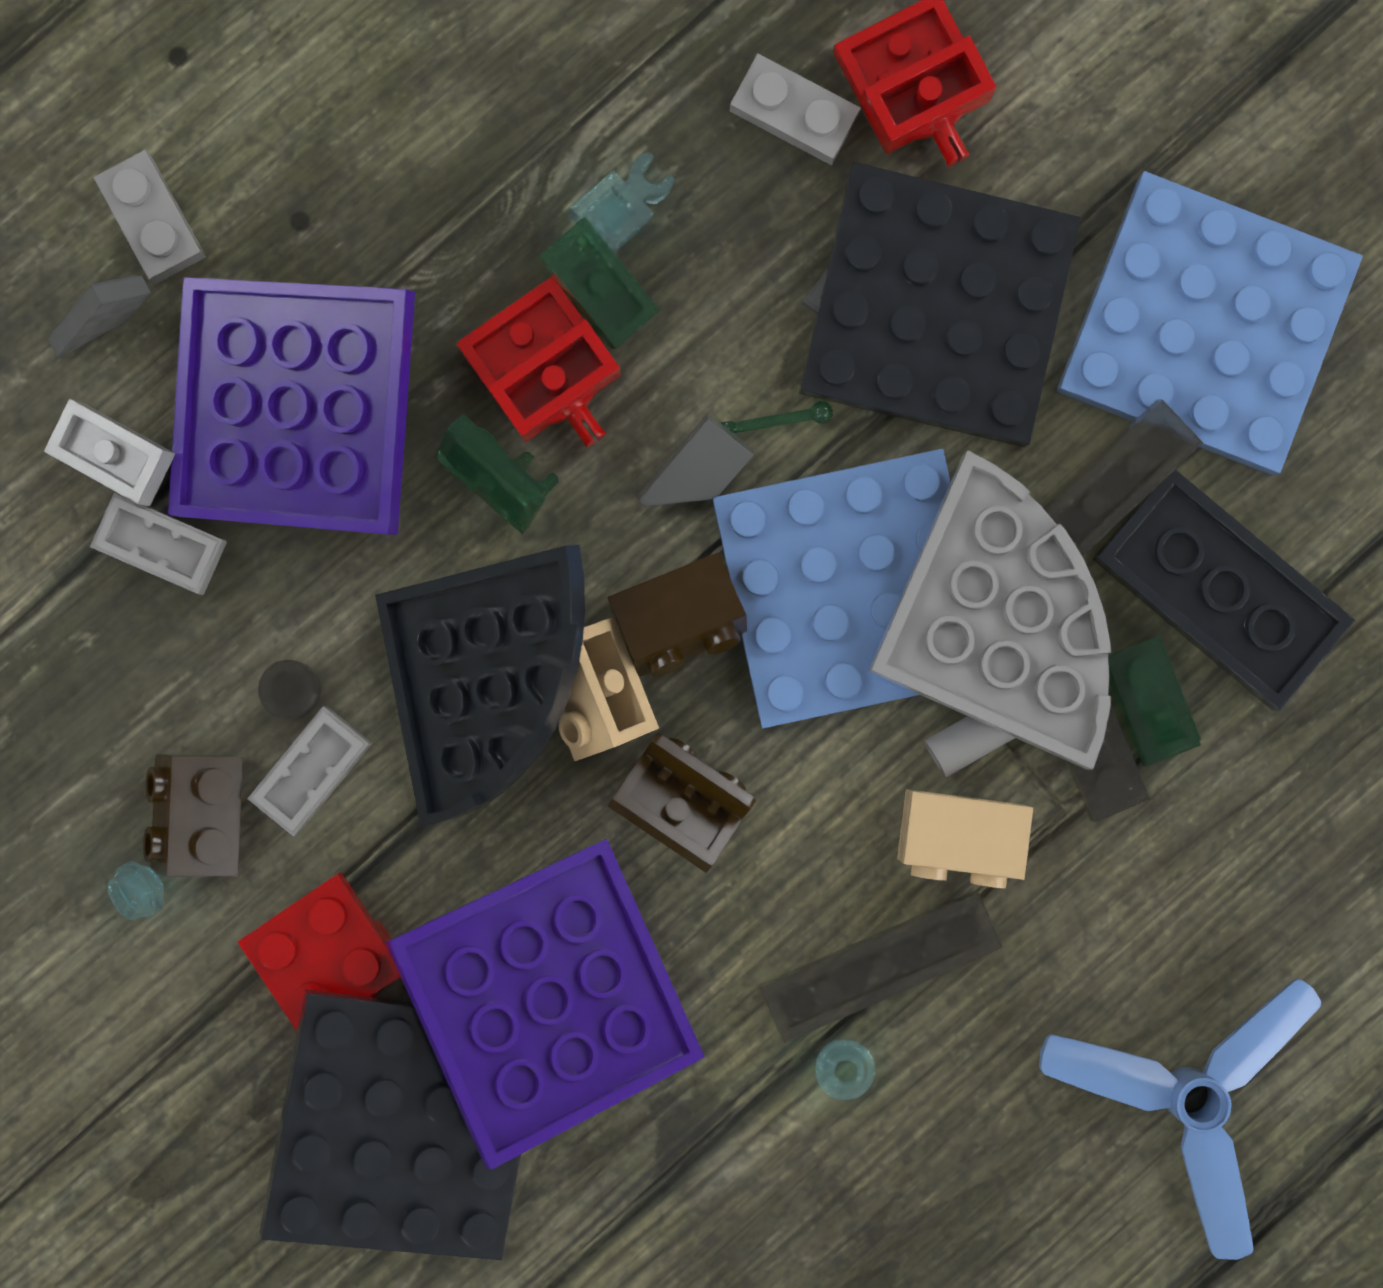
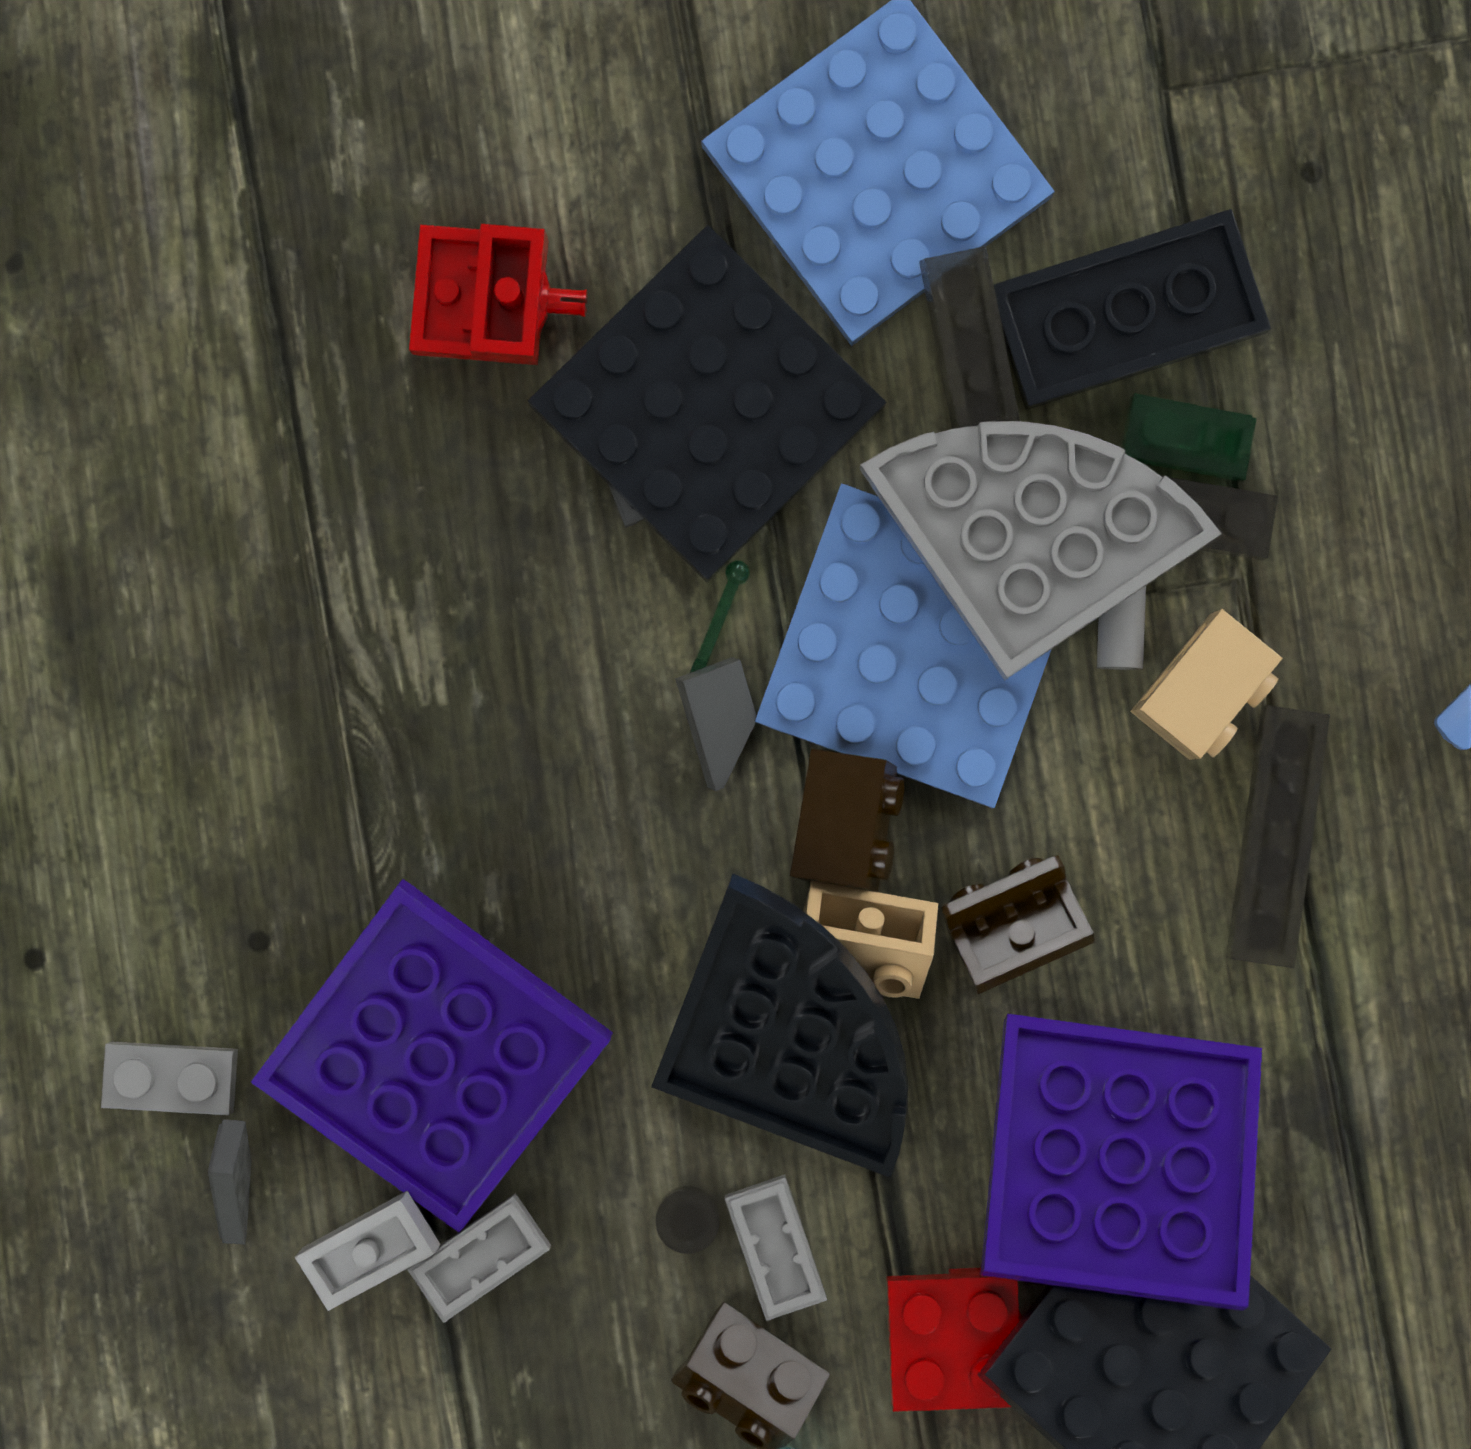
camera: 45 degrees left, 0 degrees up
(488, 471) = (598, 912): clear green plate -> none
(542, 363) = (533, 801): red plate -> none
(598, 283) = (494, 703): clear green plate -> none
(619, 207) = (434, 644): clear light blue plate -> none
(794, 109) = (443, 422): light grey plate -> none
(839, 1051) = (1331, 926): clear light blue plate -> none

